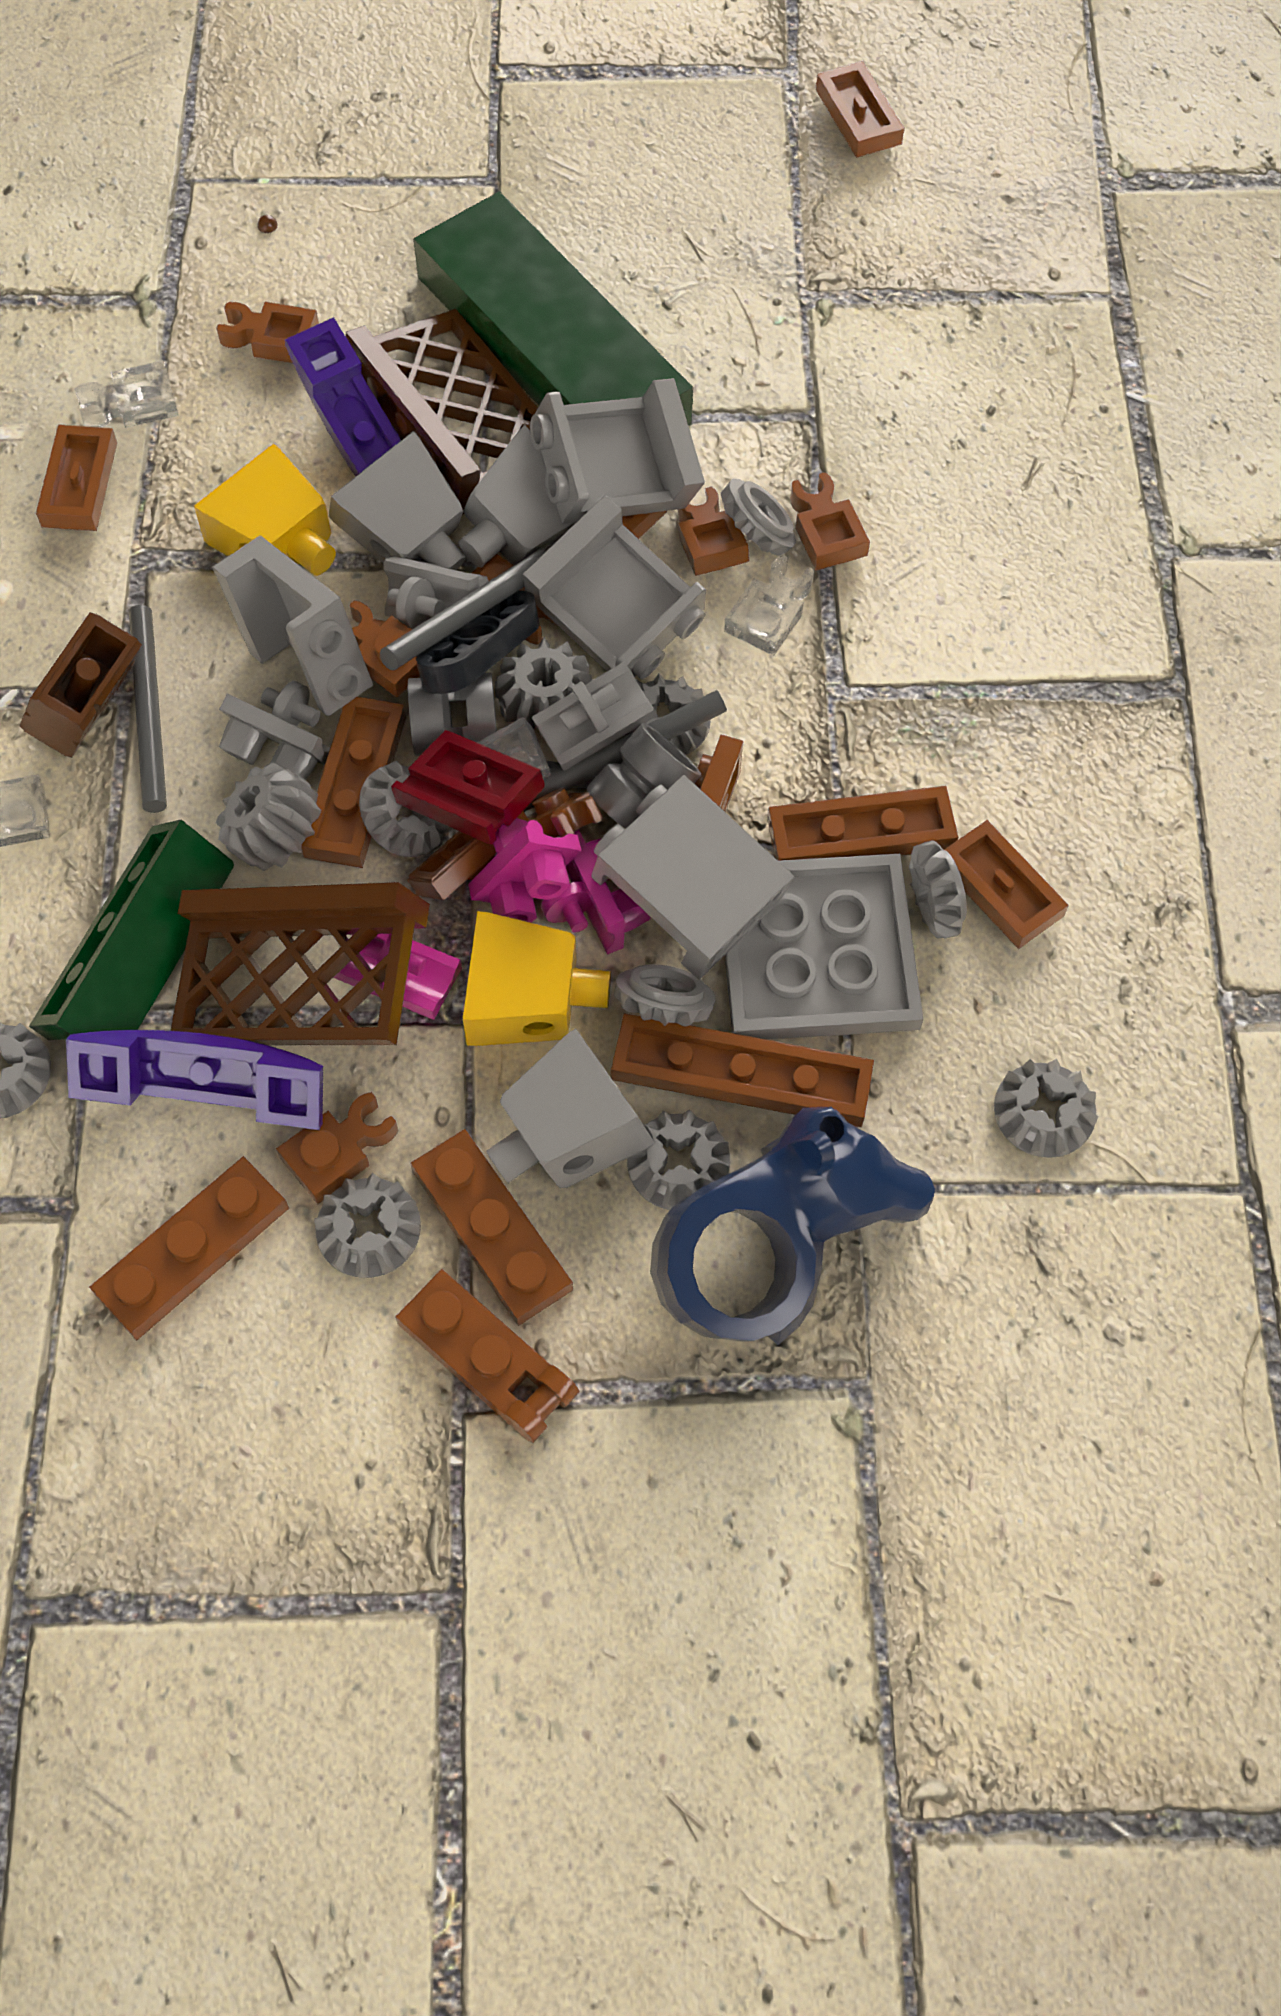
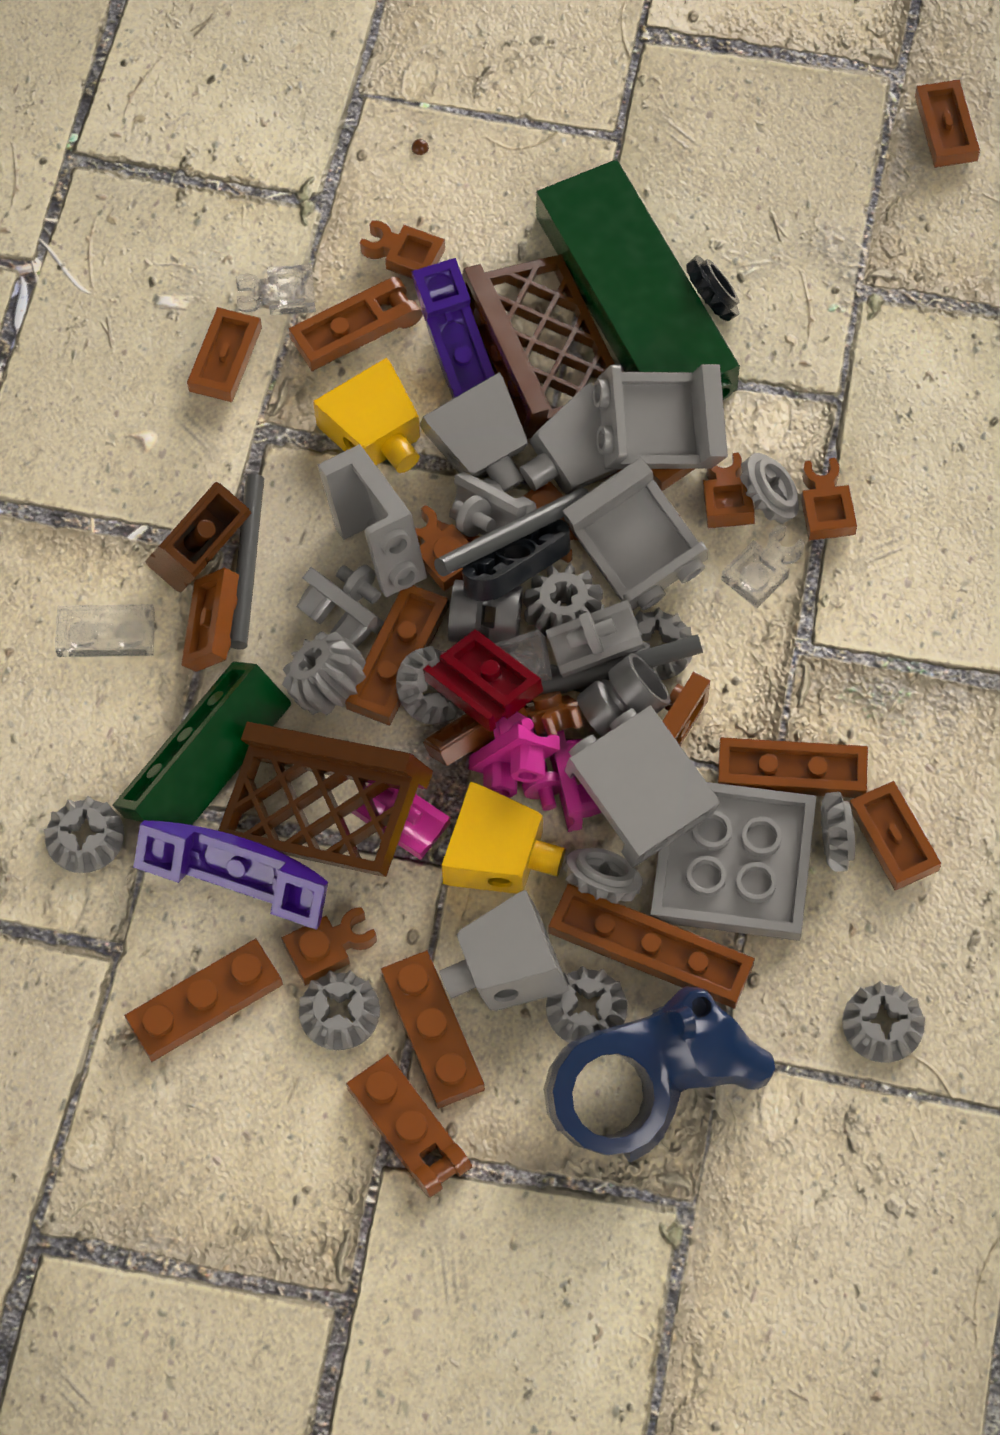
camera: 15 degrees right, 0 degrees up
(114, 781) = (210, 620): none -> dark orange plate
(227, 419) = (354, 323): none -> dark orange plate
(641, 311) = (713, 287): none -> black gear

